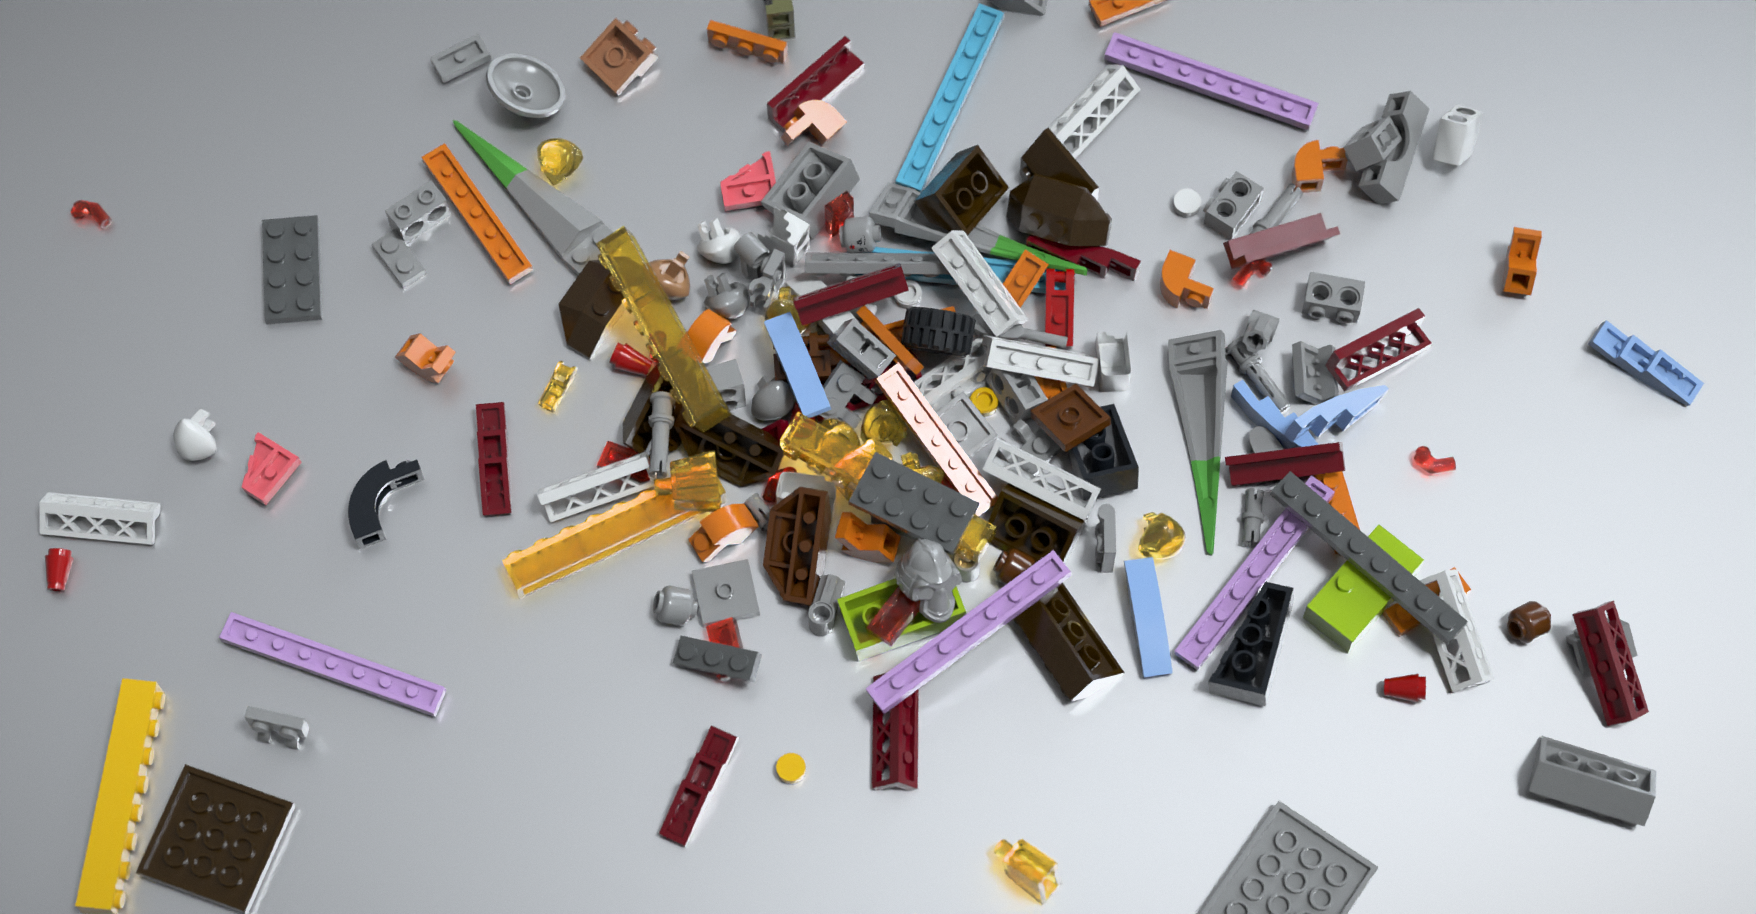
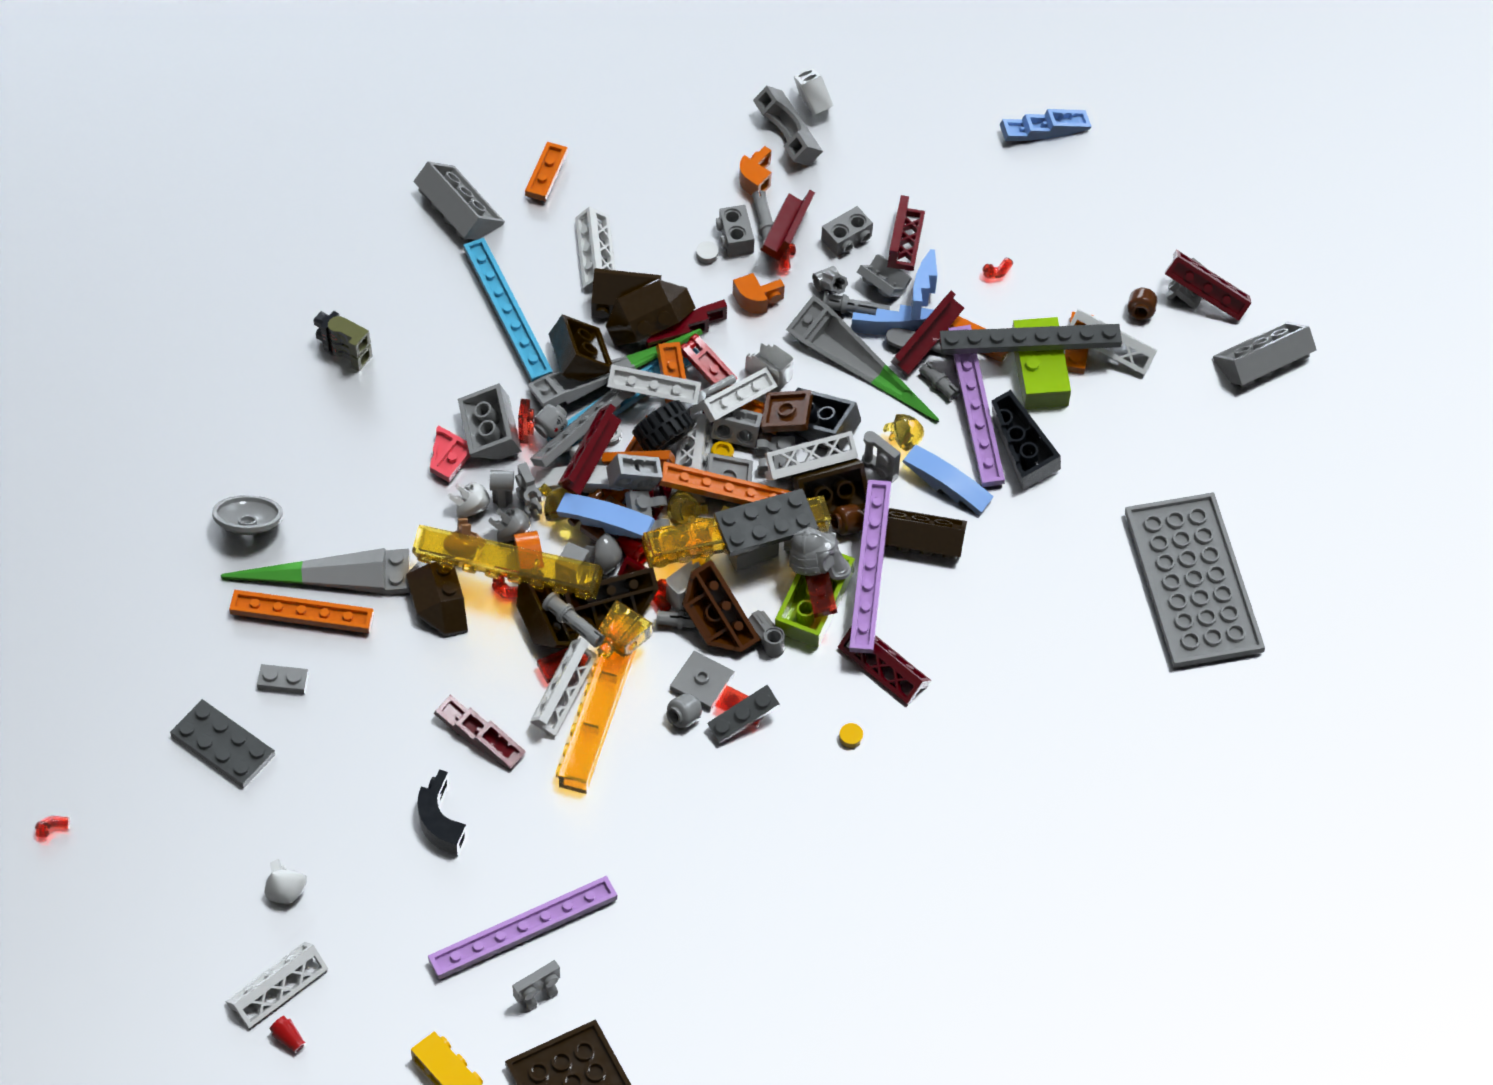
camera: 50 degrees left, 10 degrees down
(268, 469) = (349, 861): coral wing -> none
(418, 212) = (265, 639): light grey brick -> none
(426, 358) = (373, 715): orange brick -> none
(460, 58) = (183, 536): light grey plate -> none
(556, 389) = (468, 662): clear yellow bar -> none
(558, 159) = (316, 537): clear yellow piece -> none
(619, 55) = (282, 451): nougat plate -> none
(630, 360) = (493, 608): red cone -> none
(698, 785) = (813, 791): dark red slope -> none
(722, 527) = (662, 648): orange brick -> none
(747, 42) = (350, 379): orange plate -> none
(787, 235) = (505, 455): white piece -> none
(816, 116) = (446, 384): brick -> none
(817, 82) = (421, 371): dark red fence -> none
(867, 541) = (751, 578): orange brick -> none
(1029, 869) = (1042, 660): clear yellow torso -> none
(1211, 81) = (643, 177): lavender plate -> none
(1372, 143) = (776, 131): light grey brick -> none
(1406, 687) = (1121, 391): red cone -> none
(1520, 261) = (922, 129): orange brick -> none

